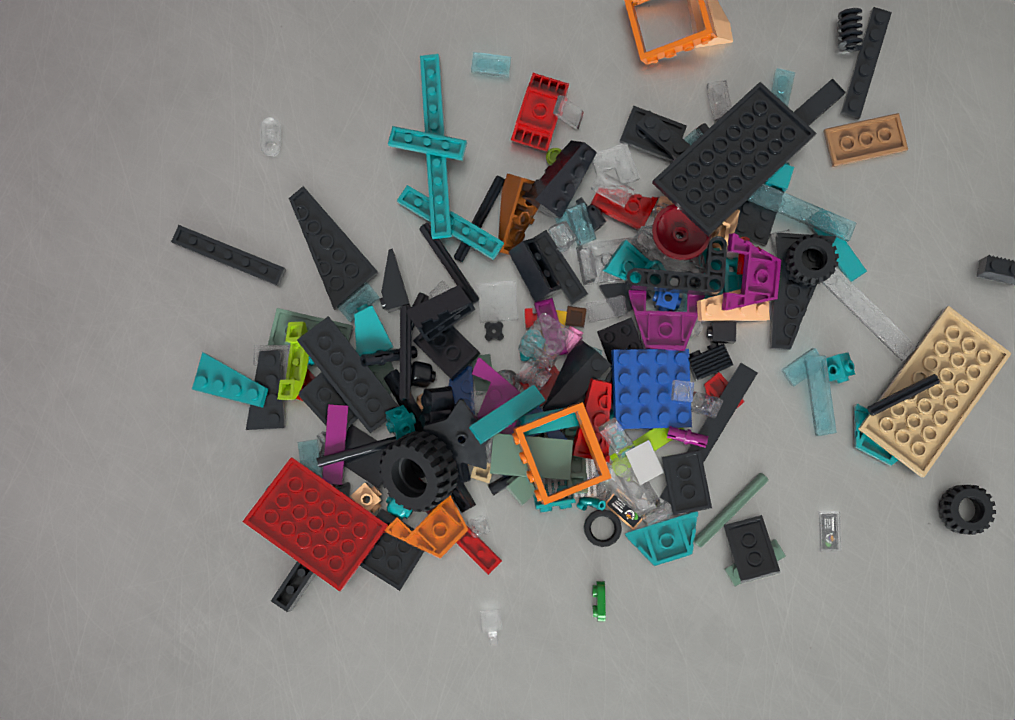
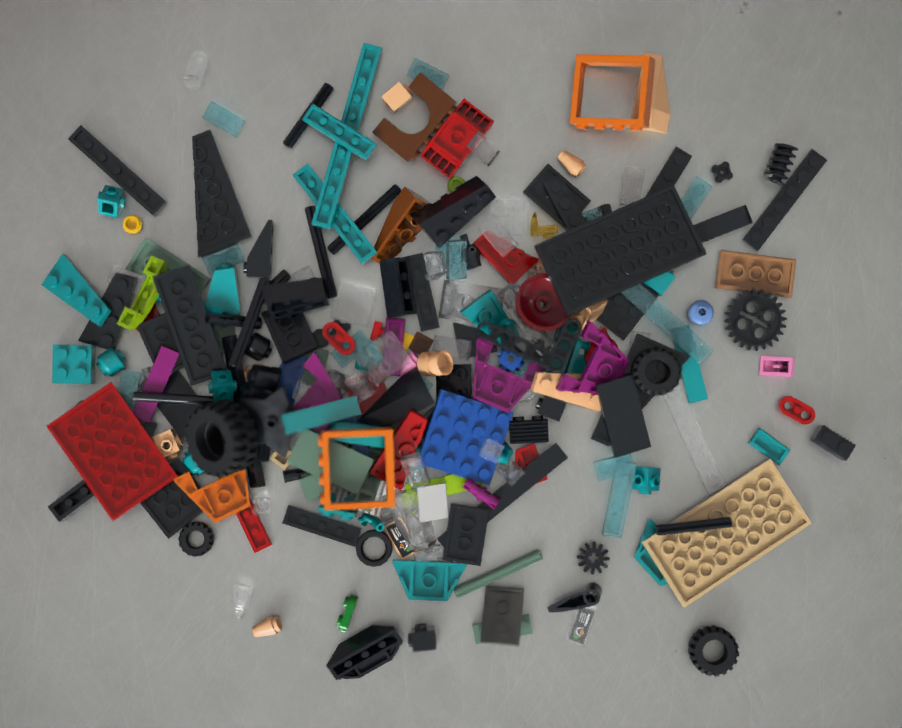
camera: 20 degrees right, 5 degrees up
(232, 285) = (111, 200): none -> teal brick
(249, 453) = (74, 364): none -> teal brick
(260, 301) = (132, 224): none -> yellow plate
(284, 439) = (110, 362): none -> teal head
(312, 172) = (223, 119): none -> clear light blue plate
(388, 151) = (300, 126): none -> black axle
(414, 583) = (184, 541): none -> black tyre
(469, 94) = (397, 97): none -> light nougat brick
(479, 343) = (320, 340): none -> black plate
(496, 133) = (409, 144): none -> reddish brown arch
(496, 337) = (339, 338): none -> red plate
(509, 346) = (360, 341): none -> clear light blue plate
(528, 642) = (269, 626): none -> light nougat cone
(544, 524) = (321, 525): none -> black plate
(597, 328) = (435, 363): none -> light nougat wheel
(631, 633) = (364, 652): none -> black wedge
(652, 169) = (545, 231): none -> clear yellow plate
(655, 98) = (573, 164): none -> light nougat cone
(683, 598) = (422, 638): none -> black brick
(697, 392) = (506, 454): none -> teal arm
(750, 72) = (671, 171): none -> black plate
(794, 314) = (623, 415): none -> black tile
(804, 58) = (722, 167): none -> black plate
(815, 454) = (598, 562): none -> black gear
(818, 507) = (578, 600): none -> black piece
(829, 192) = (694, 315): none -> medium blue head
(881, 198) = (747, 335): none -> black gear
(921, 217) = (777, 366): none -> bright pink slope
(941, 295) = (769, 446): none -> teal tile
(953, 252) = (796, 409): none -> red plate

